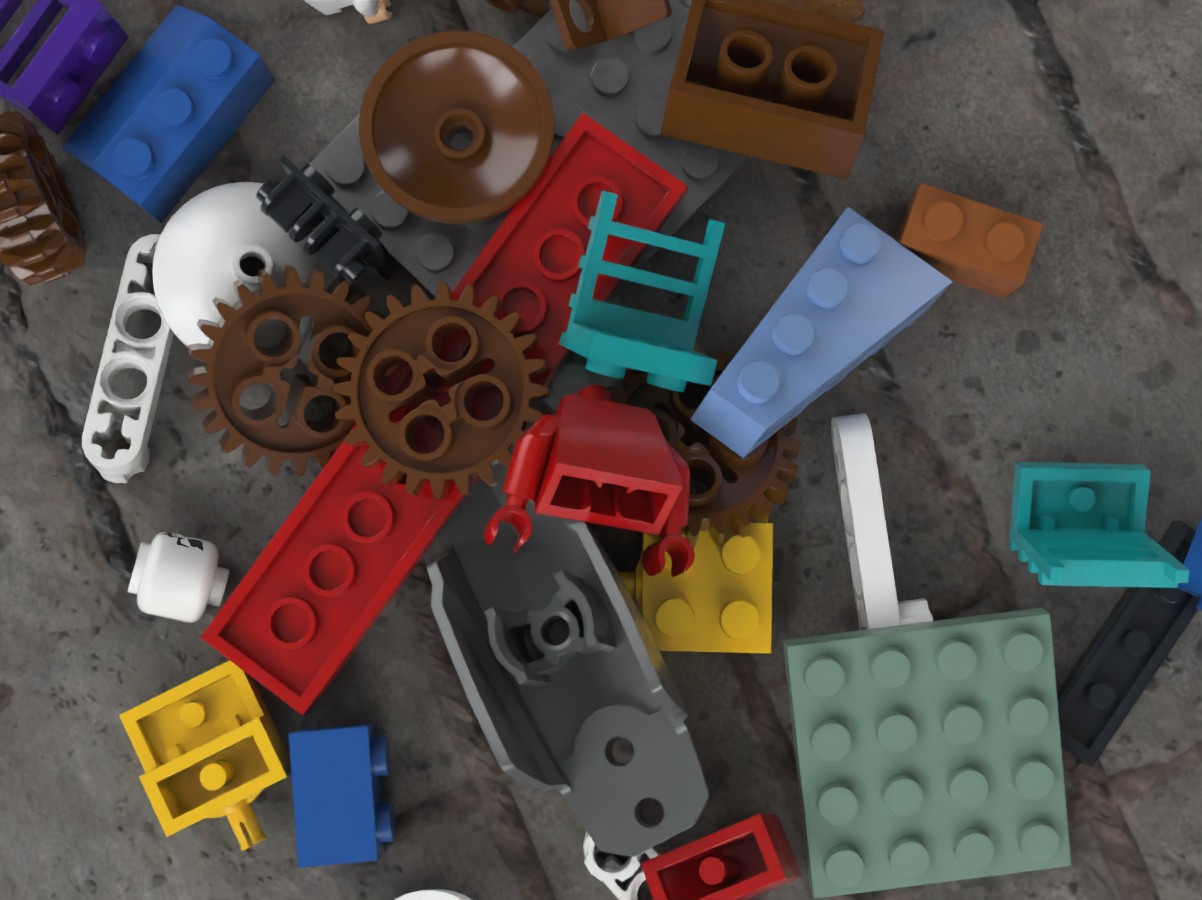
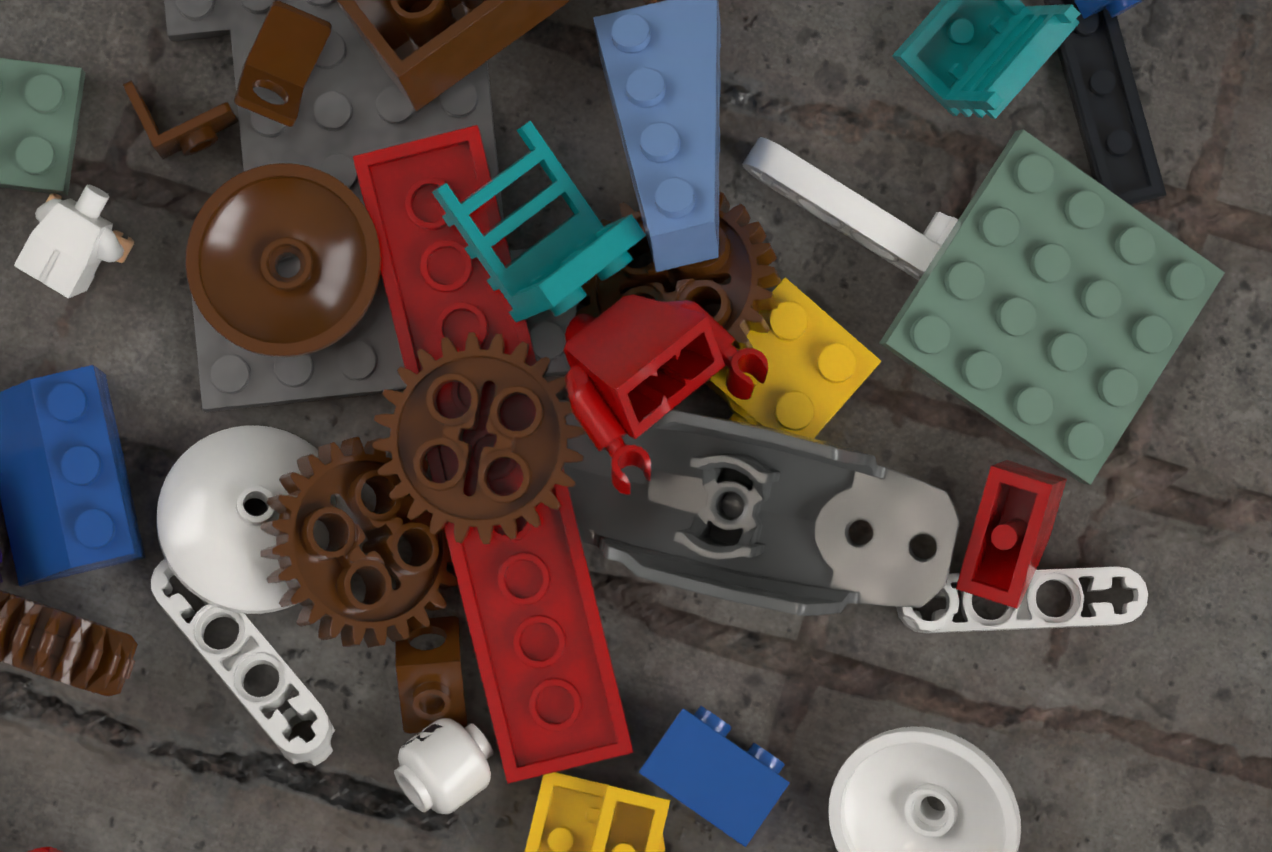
camera: 50 degrees left, 0 degrees up
(236, 512) = (431, 679): none -> reddish brown bracket
(341, 240) = (302, 406): black hinge -> none

